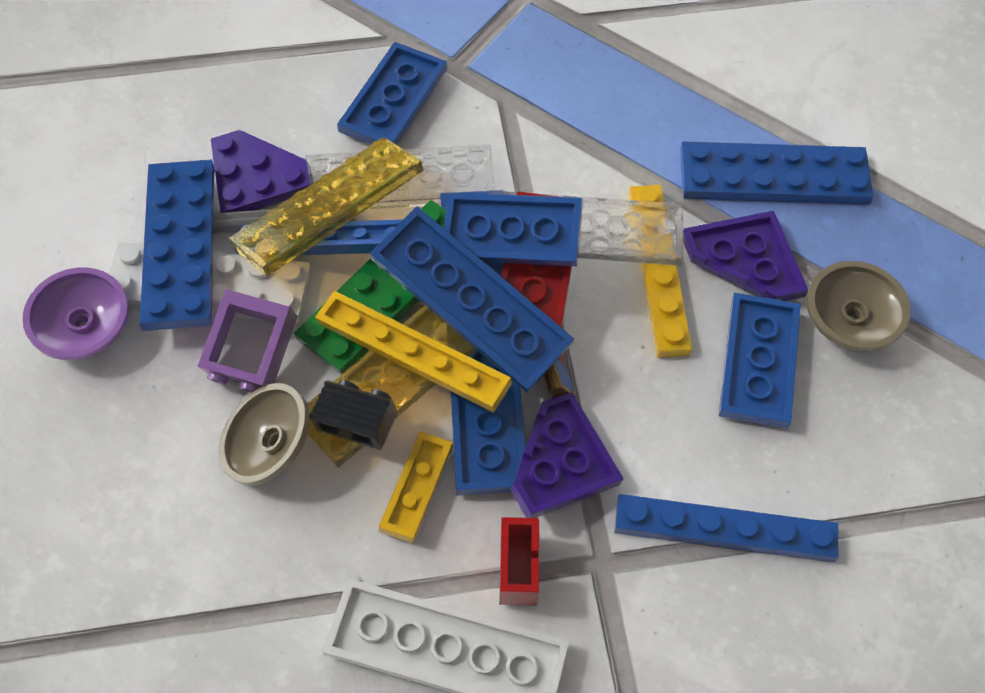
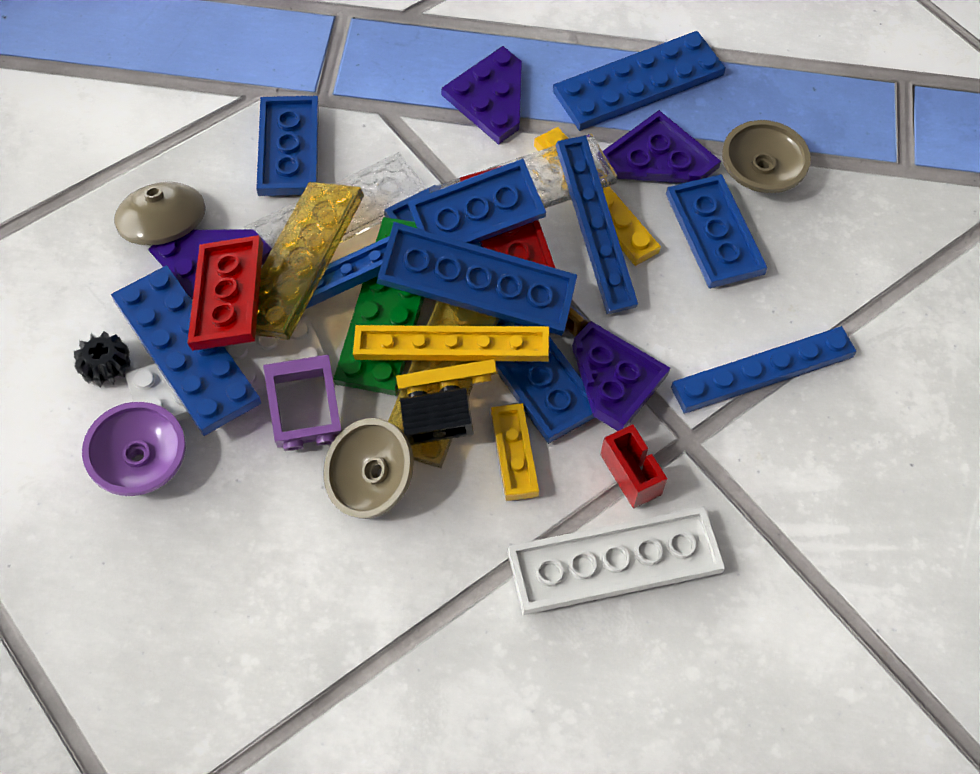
camera: 30 degrees left, 0 degrees up
(107, 219) = (102, 359): none -> black gear
(236, 207) = (226, 293): none -> red plate
(240, 110) = (159, 213): none -> dark tan dish
(387, 381) = (477, 371): none -> yellow plate
(615, 126) = (490, 94): none -> dark purple plate
(631, 298) = (596, 224): none -> blue plate

